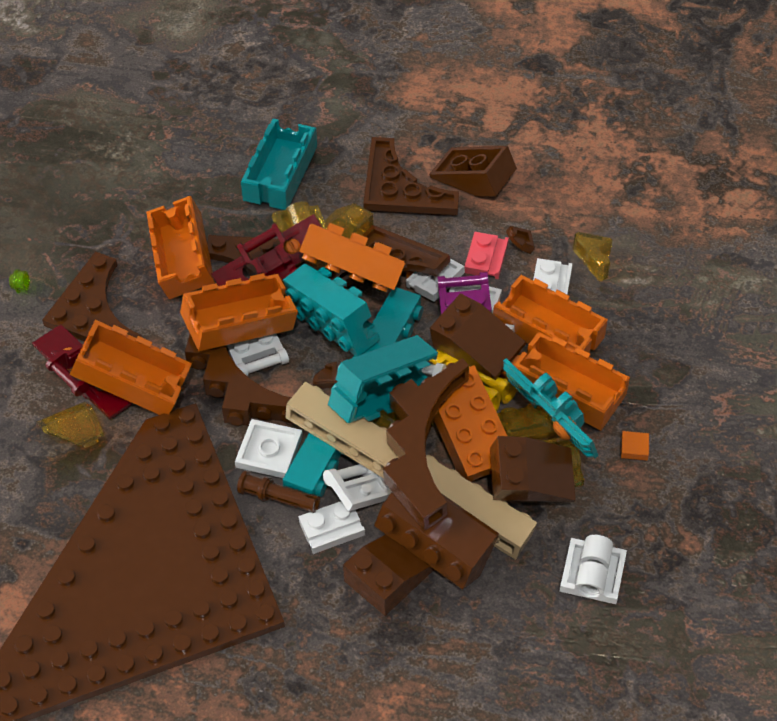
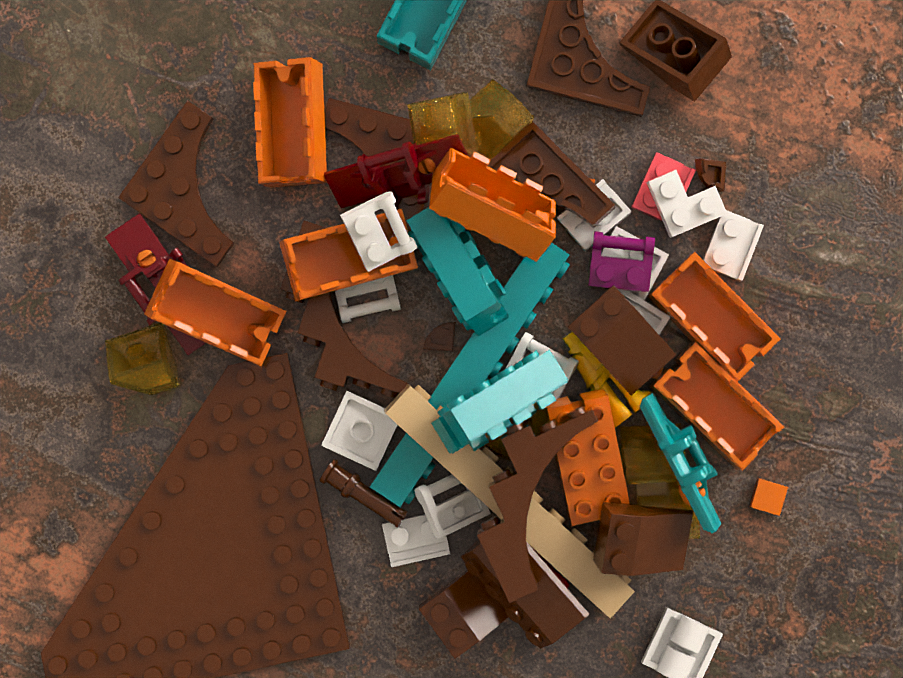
camera: 10 degrees right, 35 degrees up
(19, 280) = (93, 130): clear neon green plate -> none
(254, 285) = (368, 233): none -> white plate
(505, 260) = (680, 211): none -> white plate
(594, 253) = (789, 210): clear yellow slope -> none

